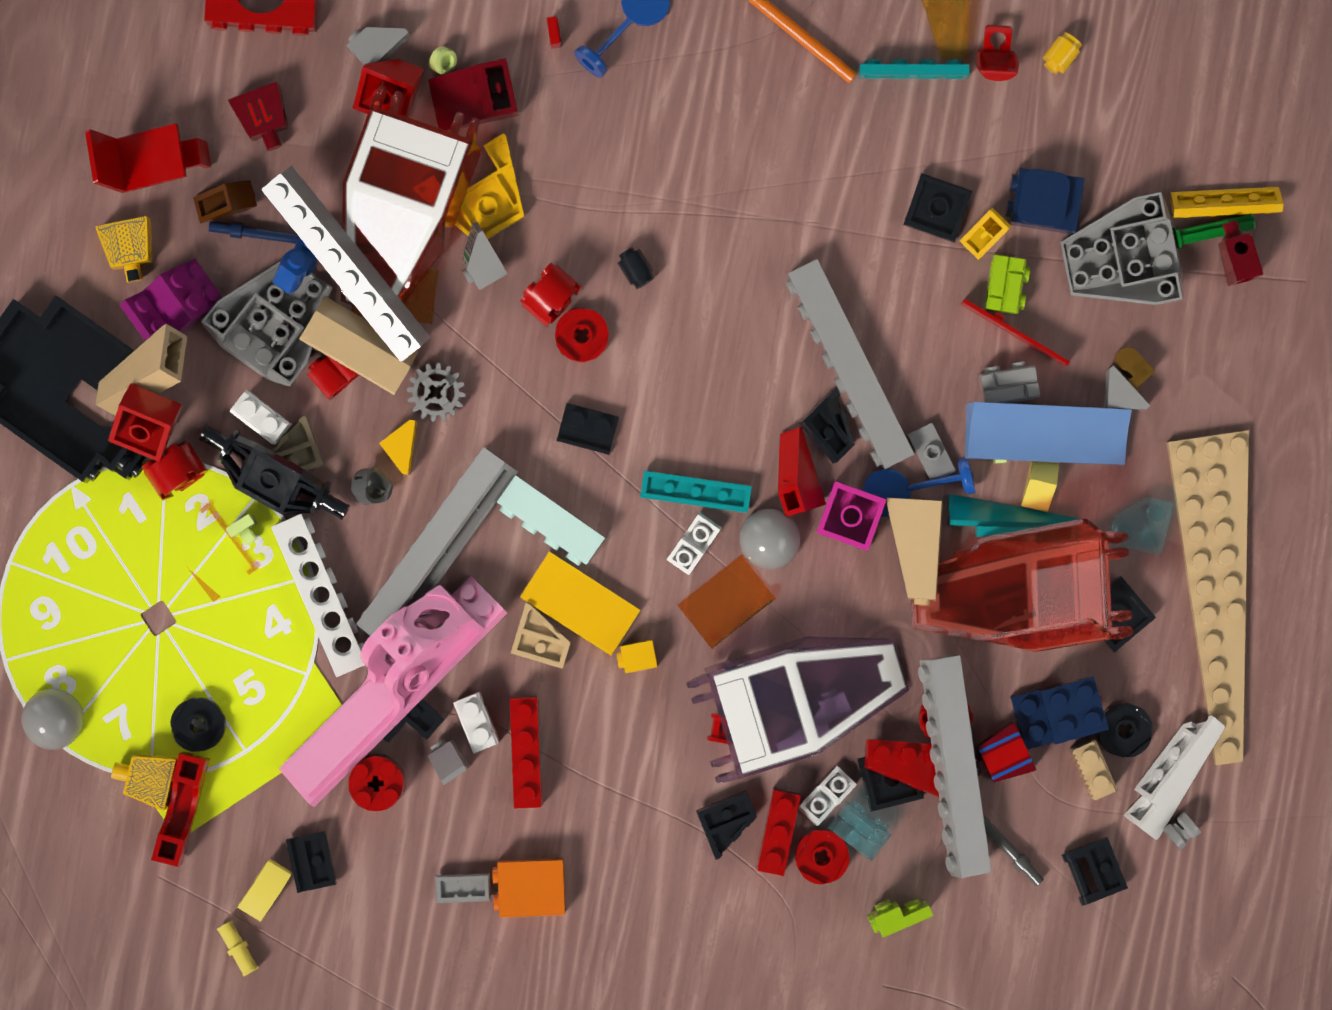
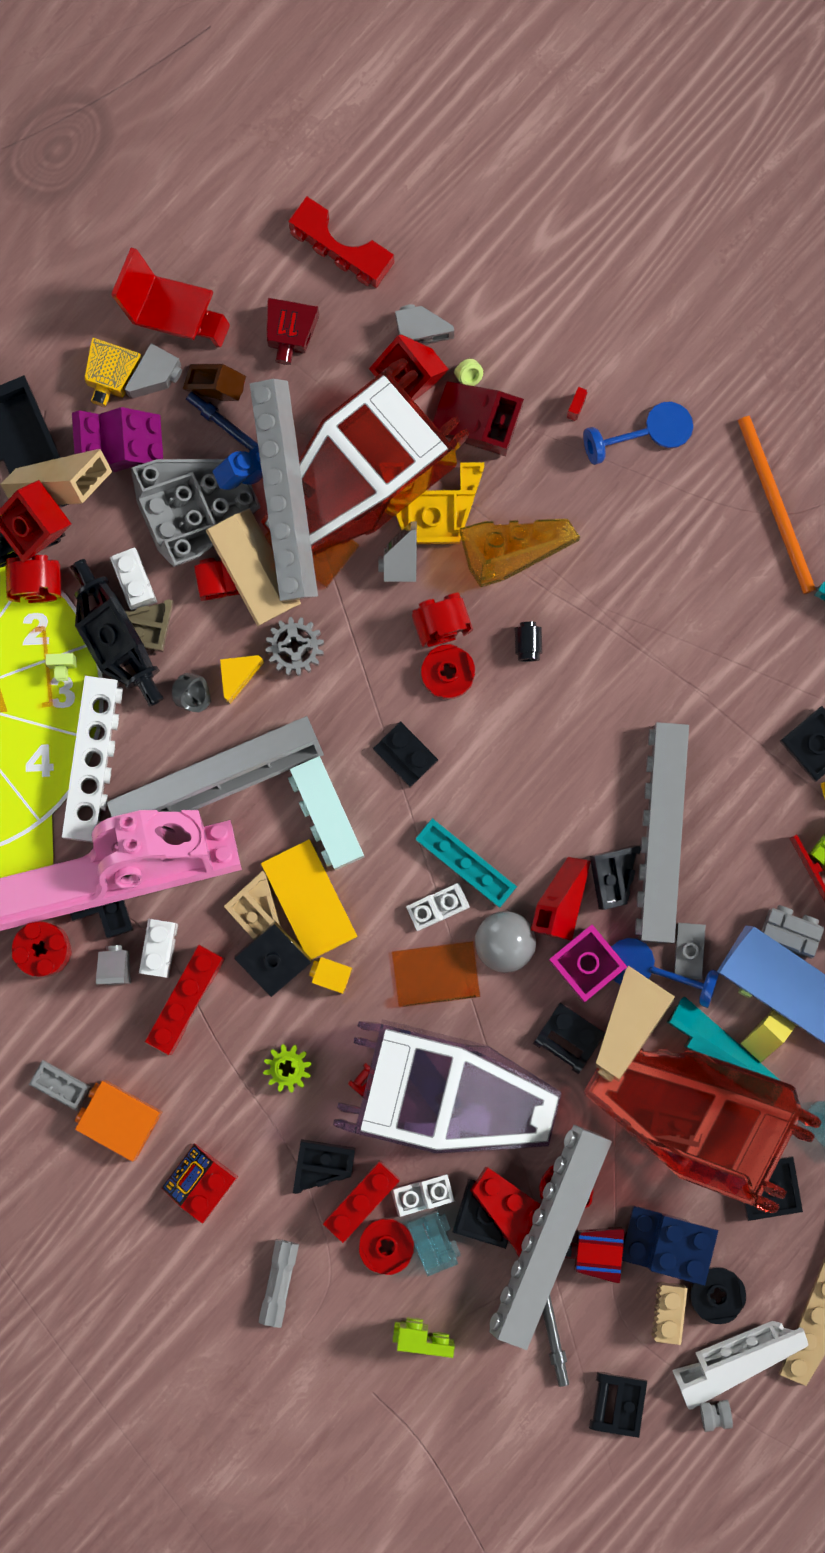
camera: 30 degrees right, 5 degrees down
(167, 224) = (154, 373): none -> light grey slope
(568, 198) = (507, 549): none -> clear yellow wedge
(580, 672) = (273, 958): none -> black plate
(631, 899) = (199, 1183): none -> slope
(641, 766) = (277, 1072): none -> lime gear
(749, 942) = (278, 1284): none -> light grey axle
(872, 579) = (574, 1030): none -> black plate

